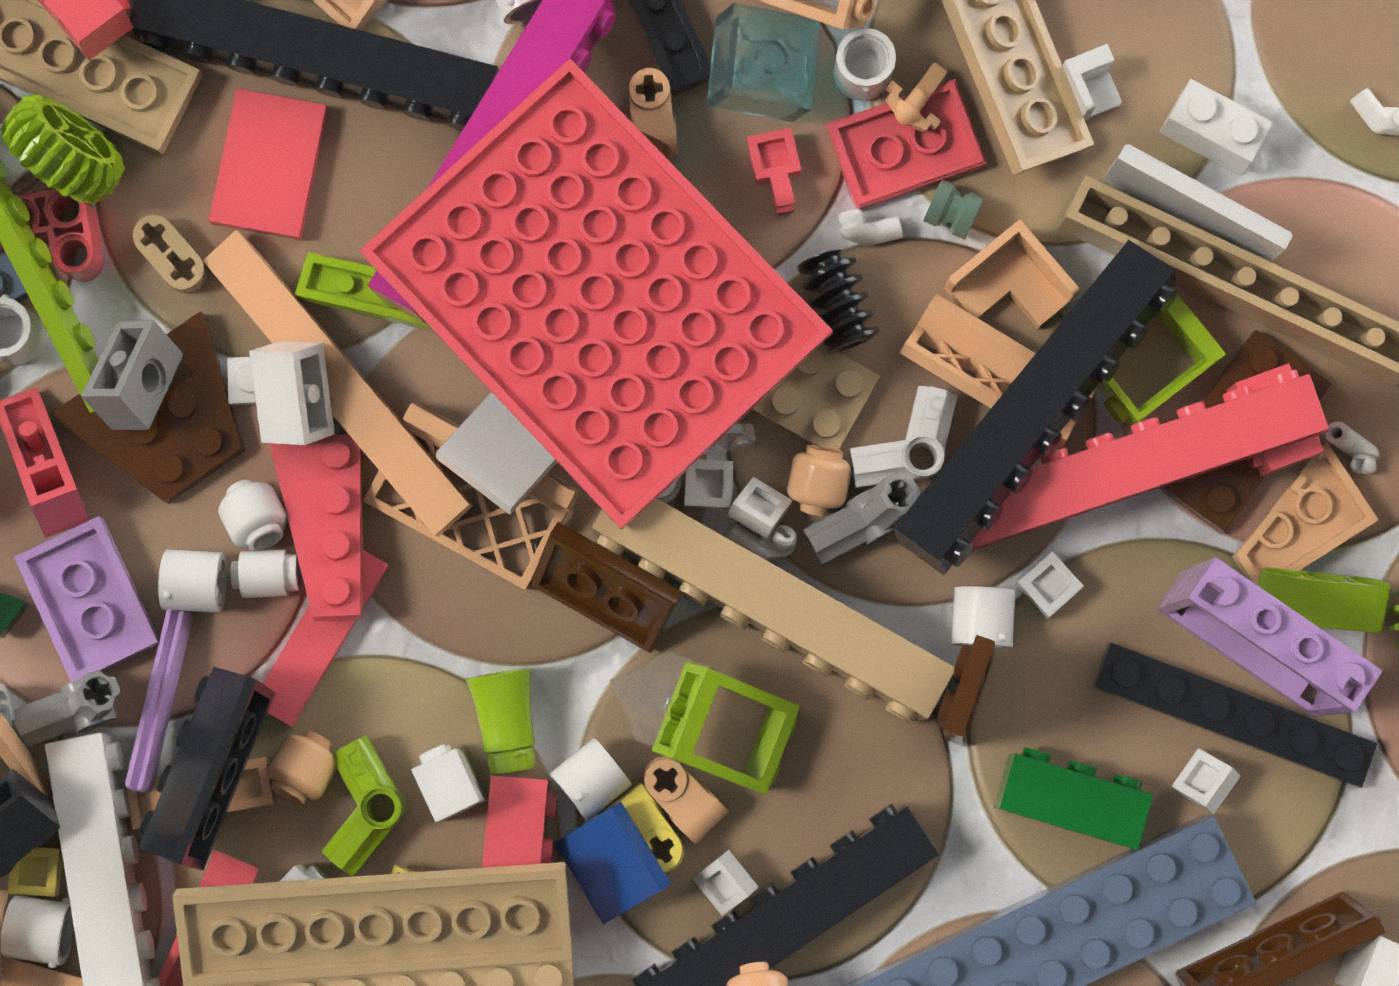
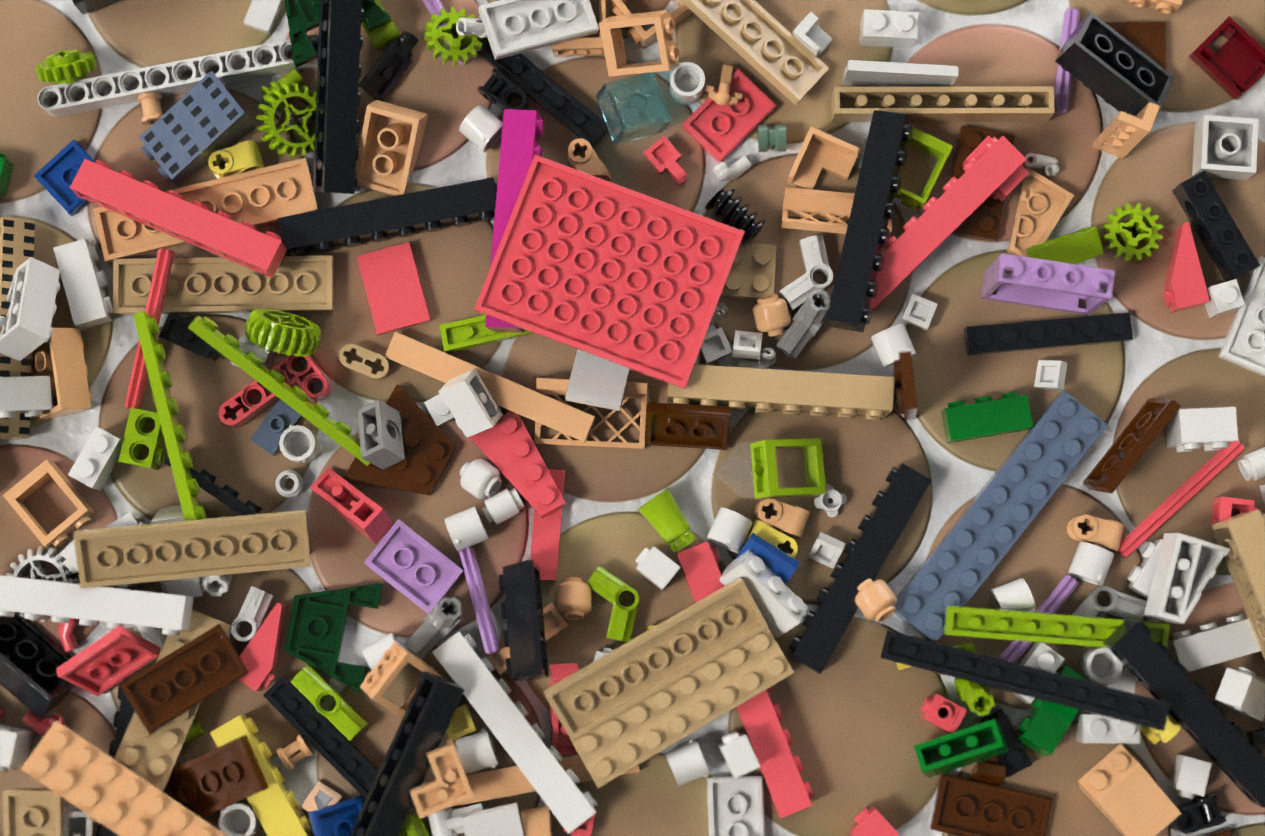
camera: 25 degrees left, 0 degrees up
(602, 915) = (773, 598): none -> white brick
(766, 821) = (838, 500): none -> white plate

